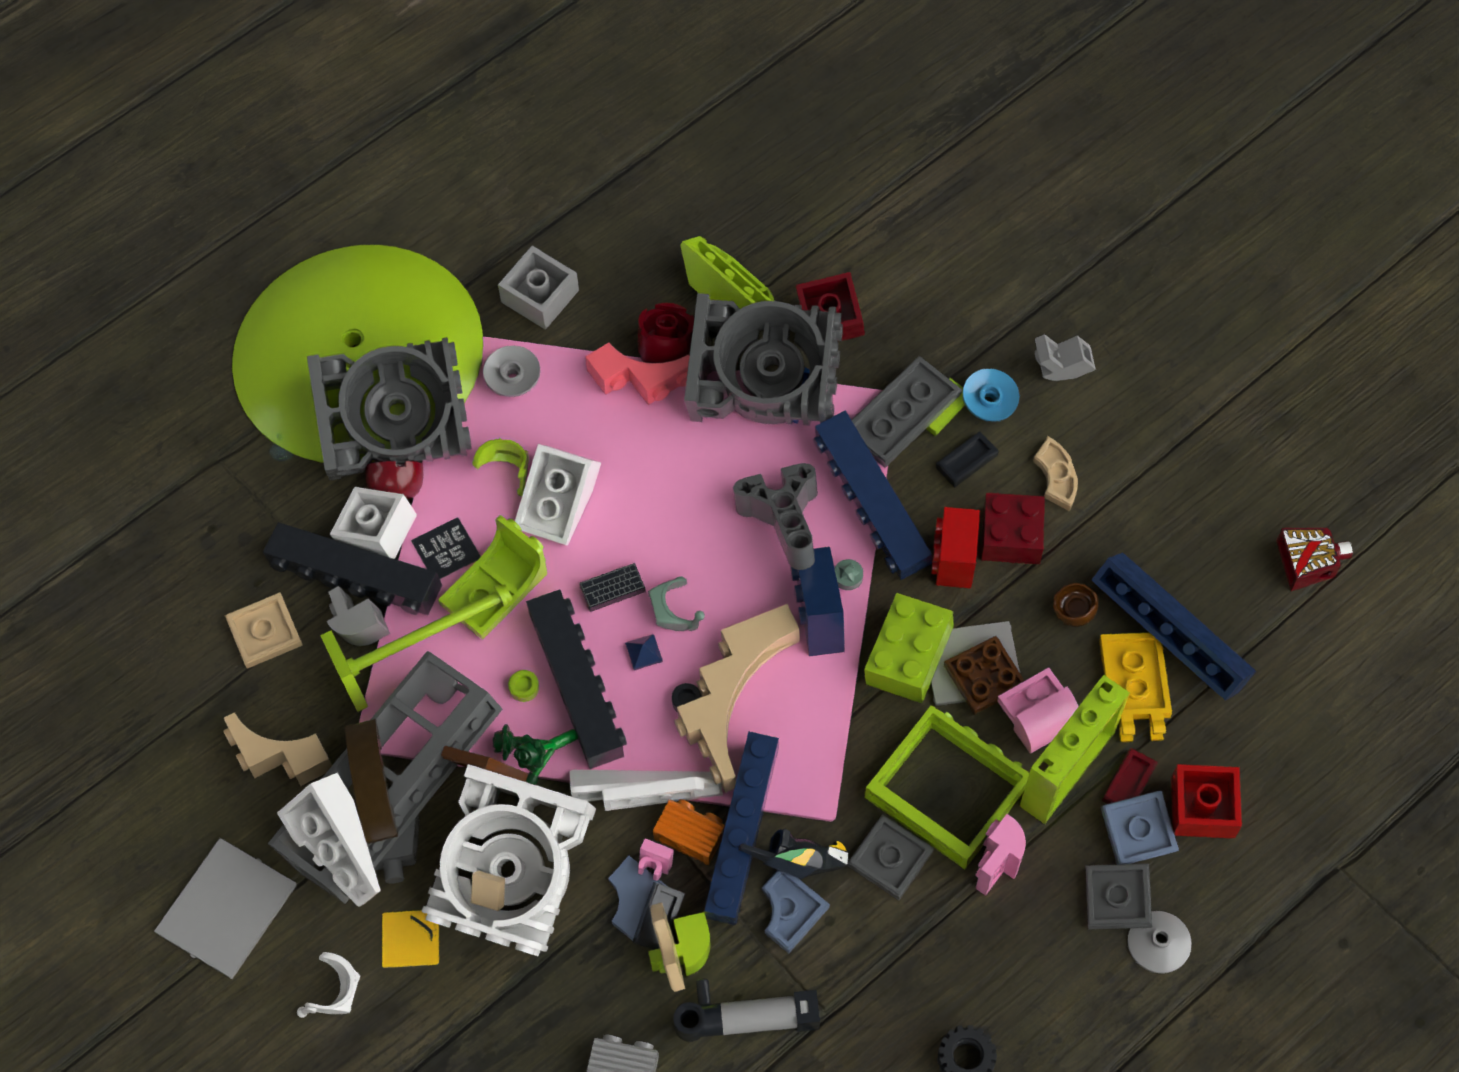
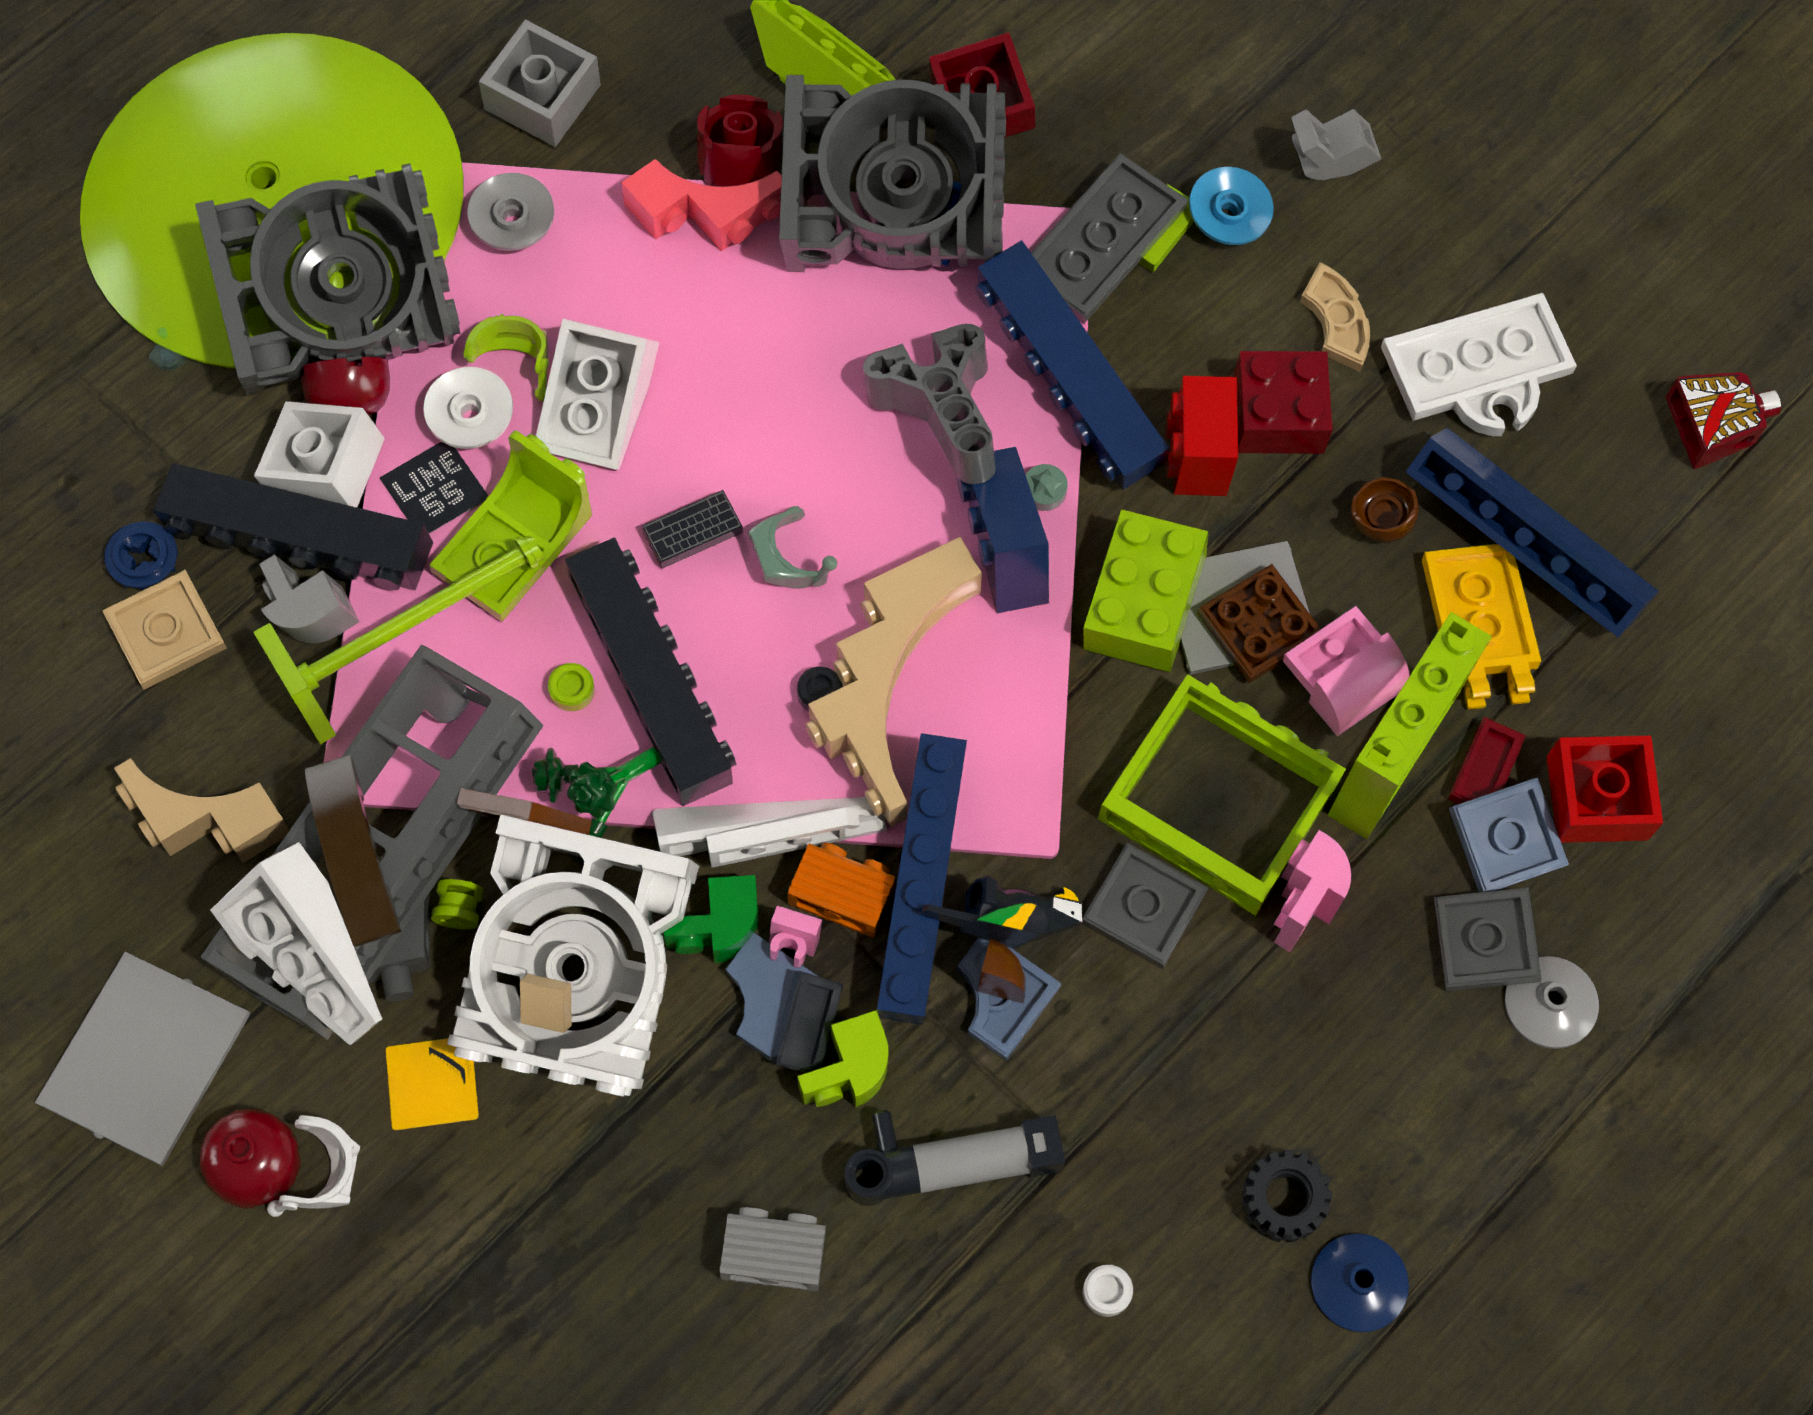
camera: 10 degrees left, 5 degrees up
(250, 570) = (136, 538): none -> dark blue gear
(288, 977) = (249, 1158): none -> dark red cylinder
(437, 822) = (457, 904): none -> lime wheel
(471, 487) = (465, 391): none -> white dish
(612, 850) = (727, 927): none -> green brick
(643, 652) = (748, 623): dark blue slope -> none
(667, 947) = (827, 1069): tan tile -> none
(789, 894) = (1002, 973): none -> reddish brown brick
(967, 459) = (1203, 303): black tile -> none
(1151, 510) = (1481, 363): none -> white plate

